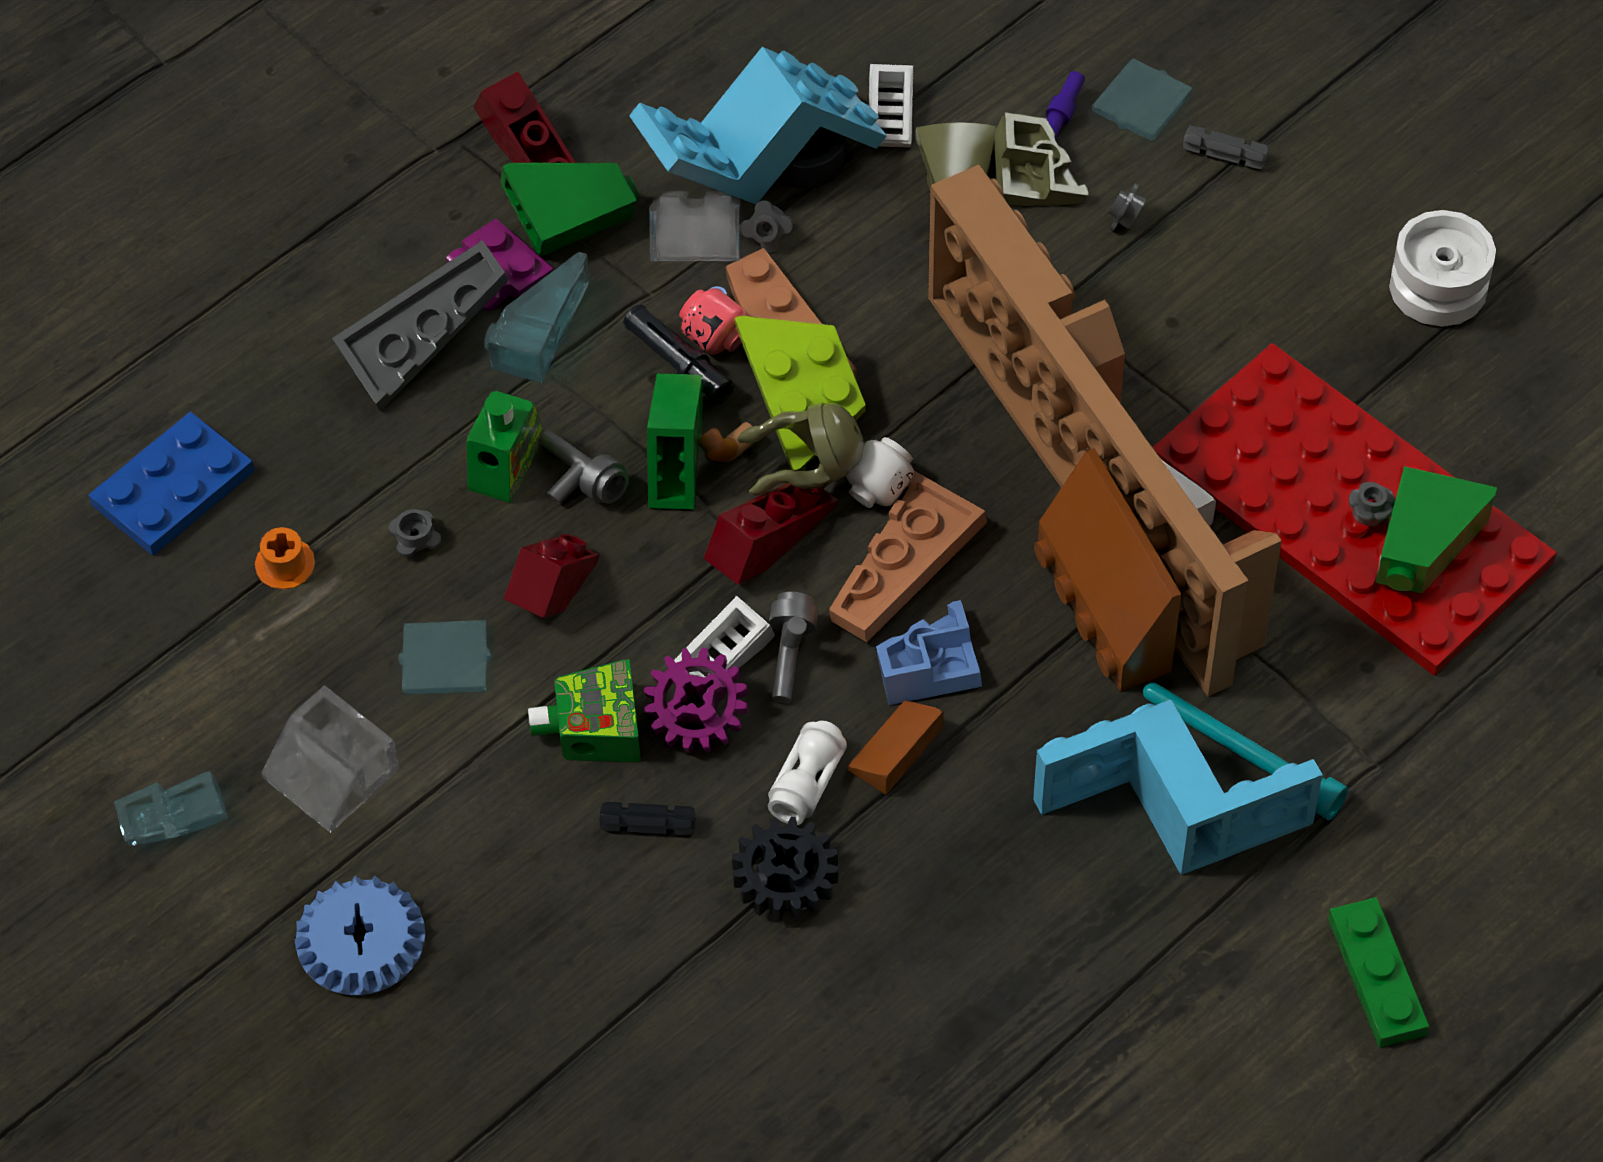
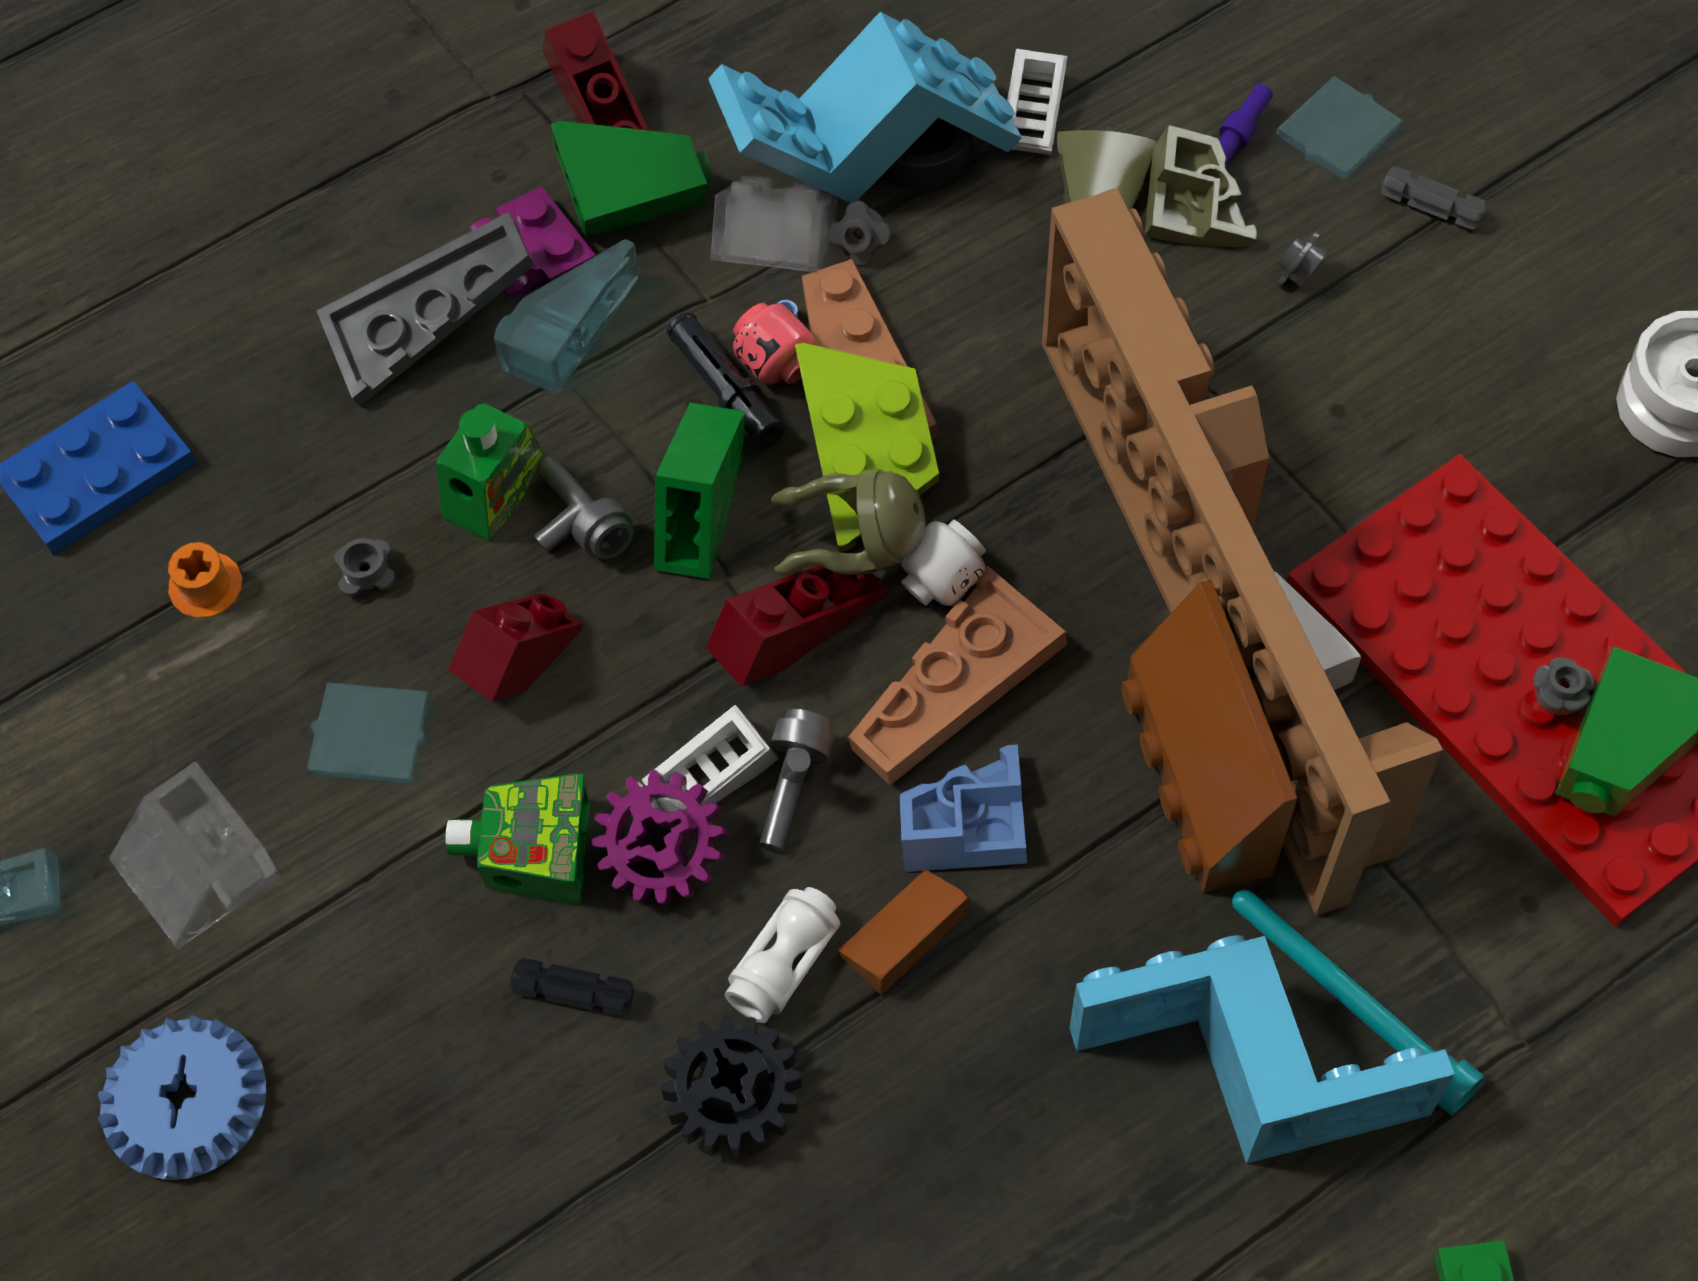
camera: 10 degrees right, 5 degrees up
(723, 449) = (756, 508): dark orange arm -> none

